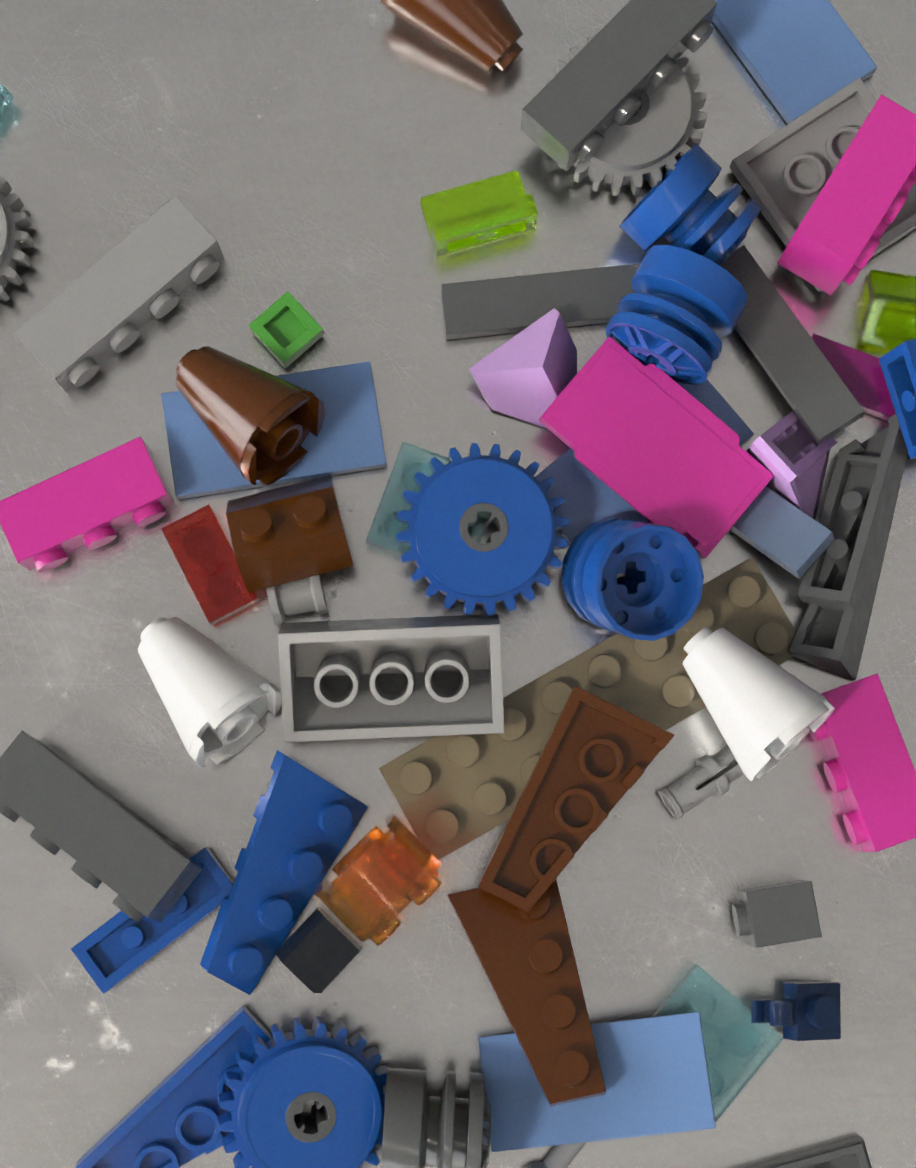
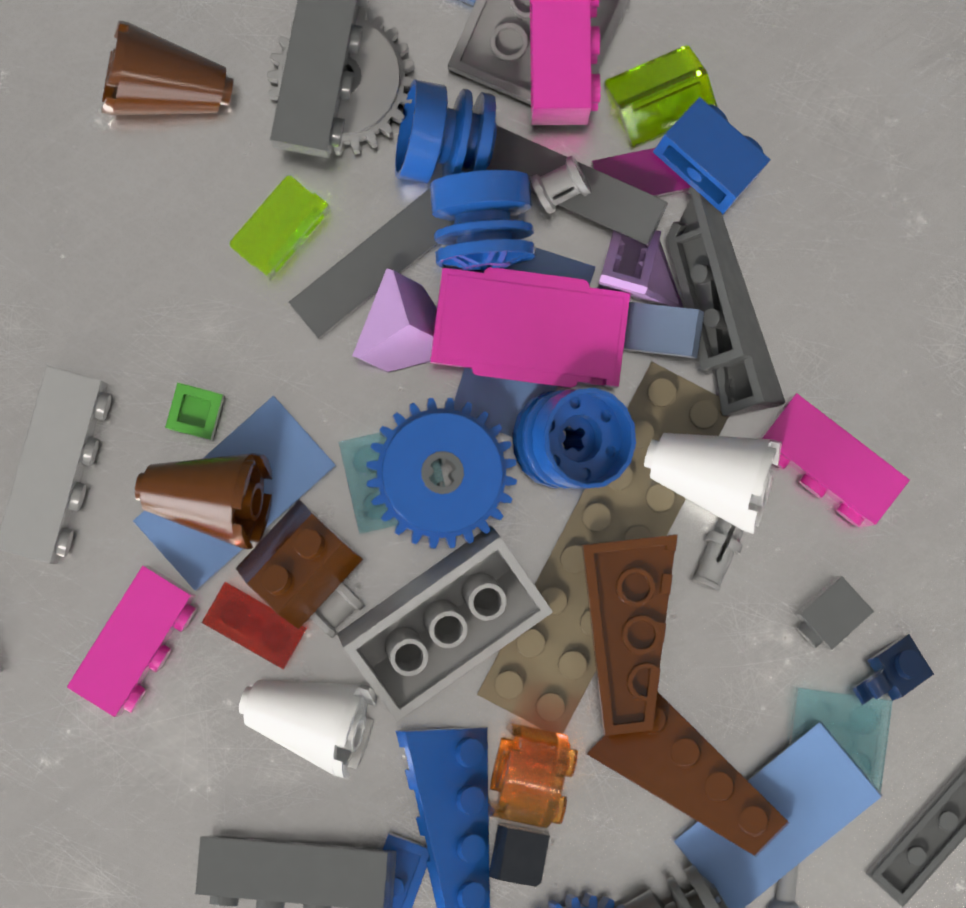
camera: 30 degrees left, 5 degrees up
(771, 331) = (560, 184): none -> light grey bush

